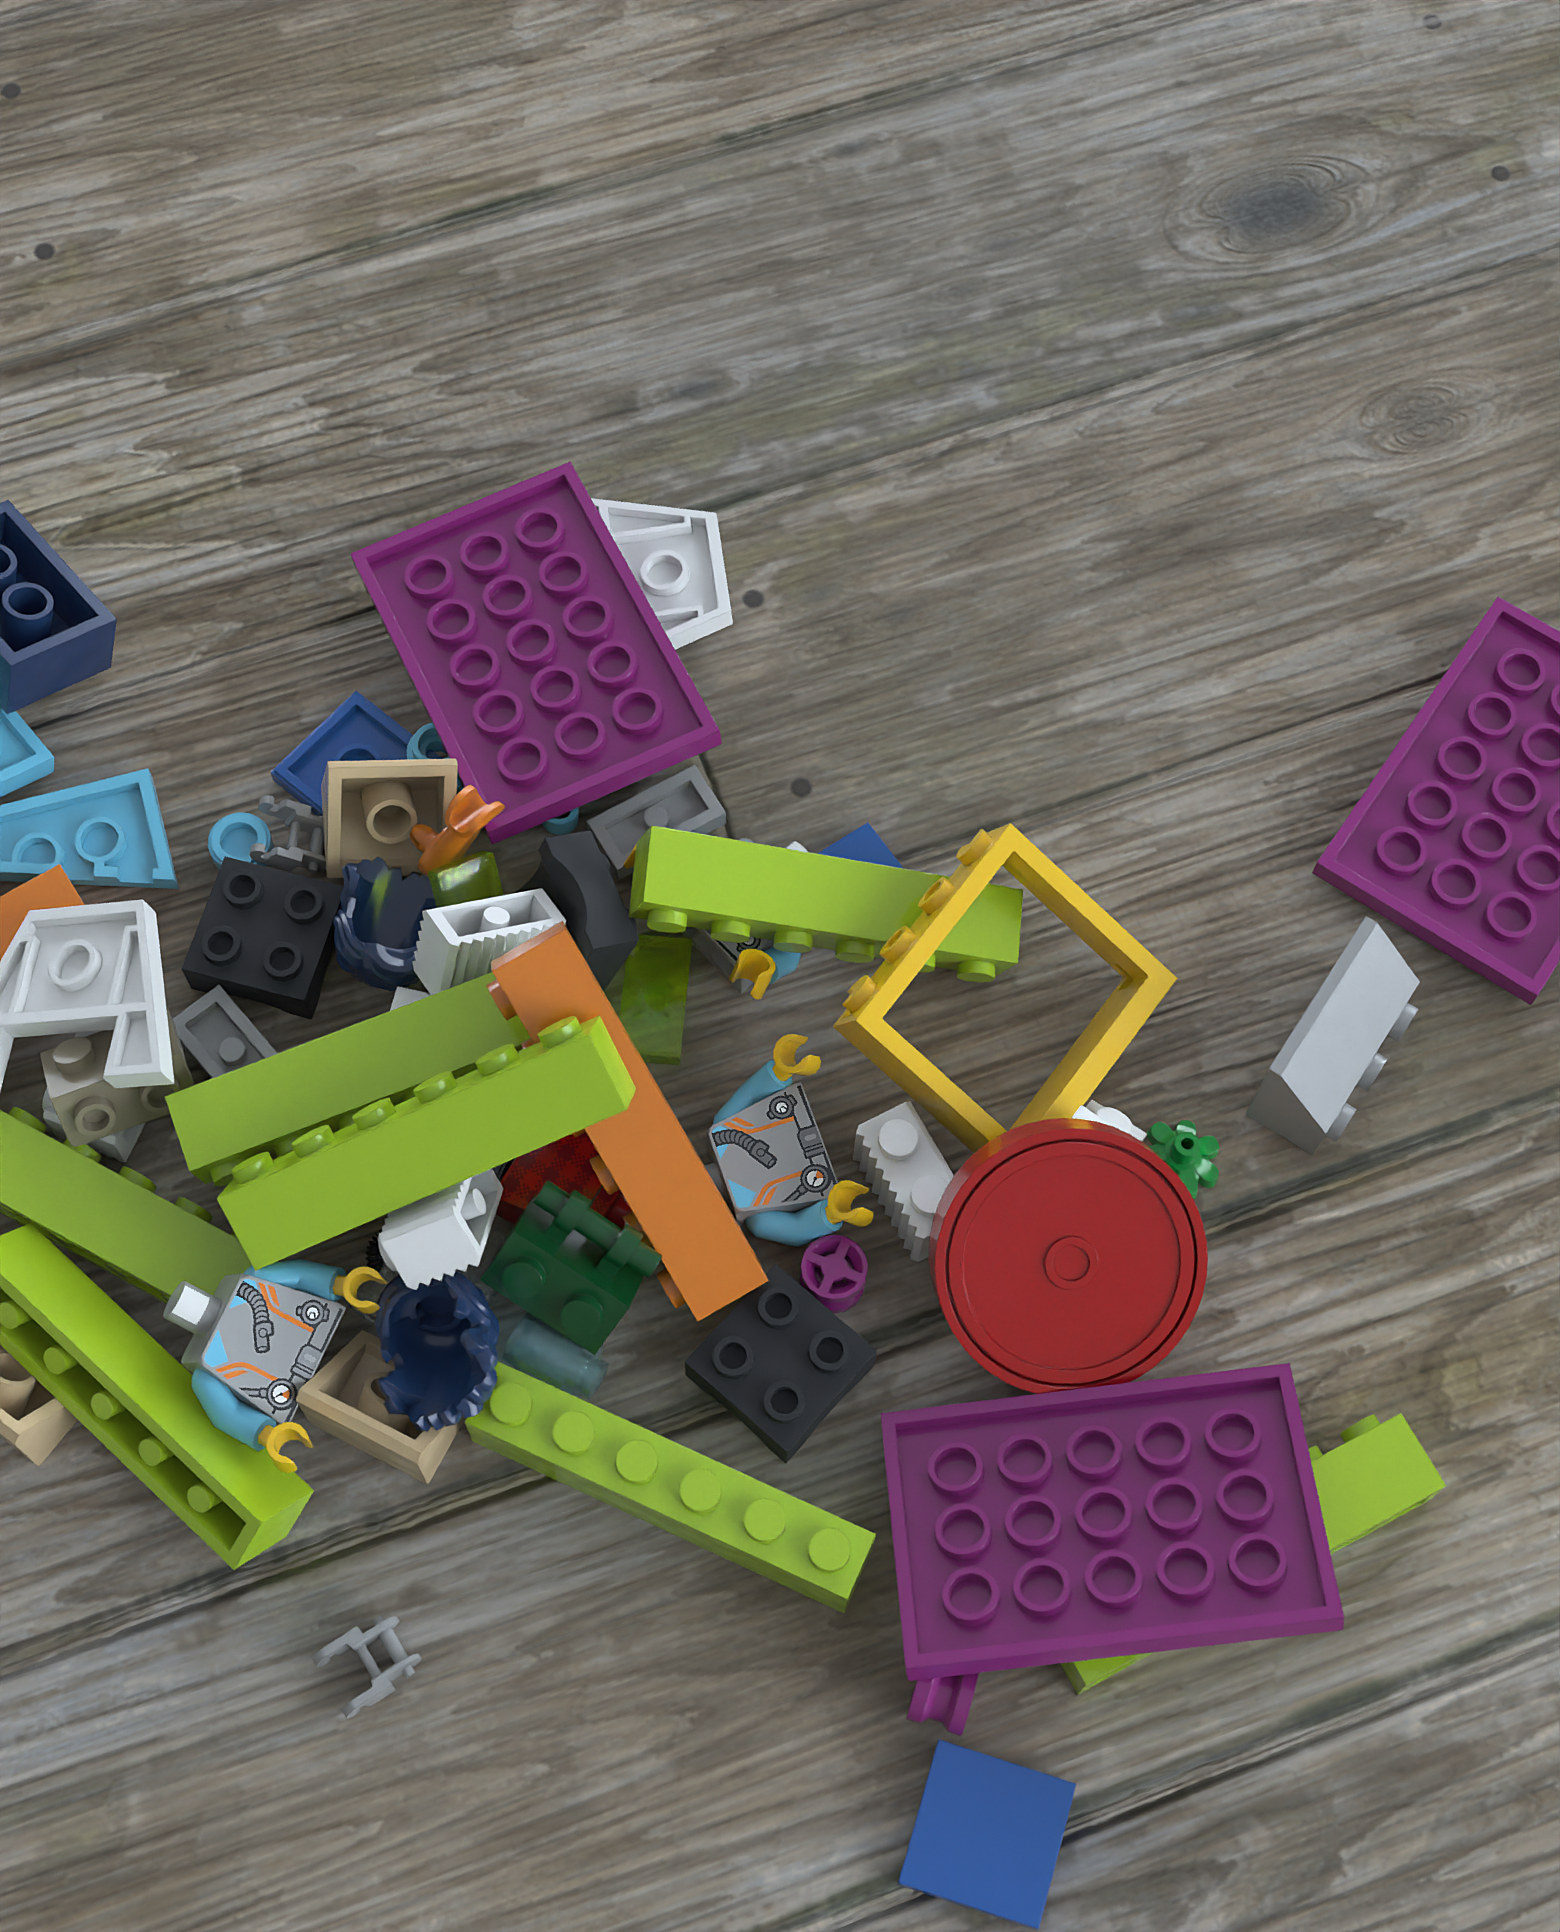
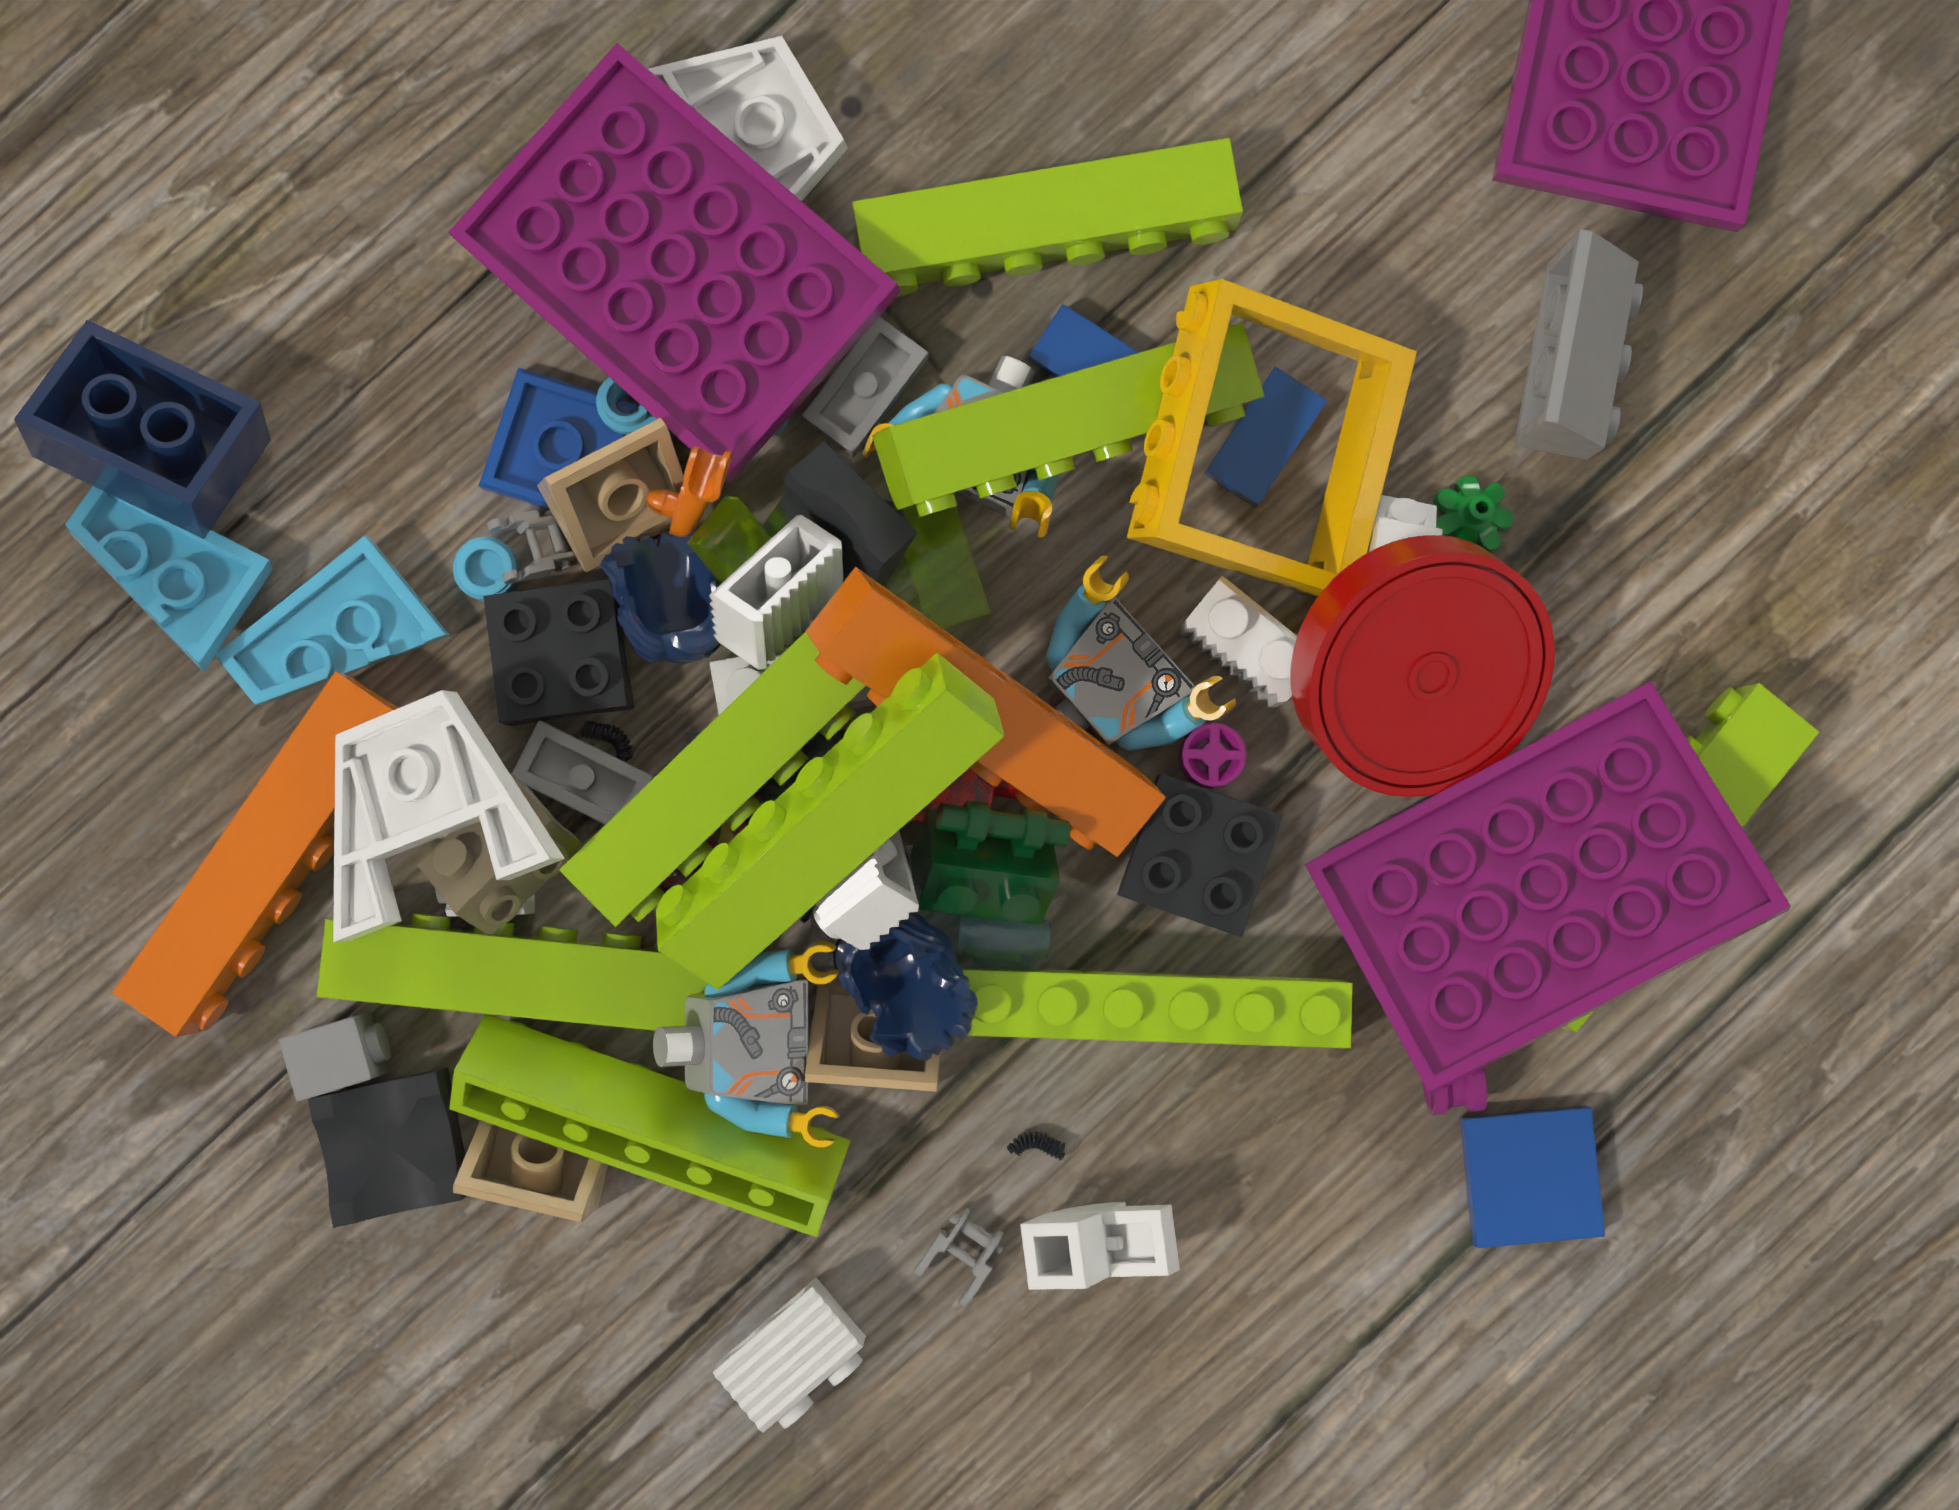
camera: 20 degrees left, 20 degrees up
(149, 1687) = (790, 1357): none -> white brick
(265, 1026) = (595, 728): none -> black leg
(508, 1595) = (1027, 1143): none -> black leg
(508, 1700) = (1098, 1242): none -> white brick
(889, 744) = (1052, 216): none -> lime brick
(1008, 1011) = (1265, 437): none -> blue tile

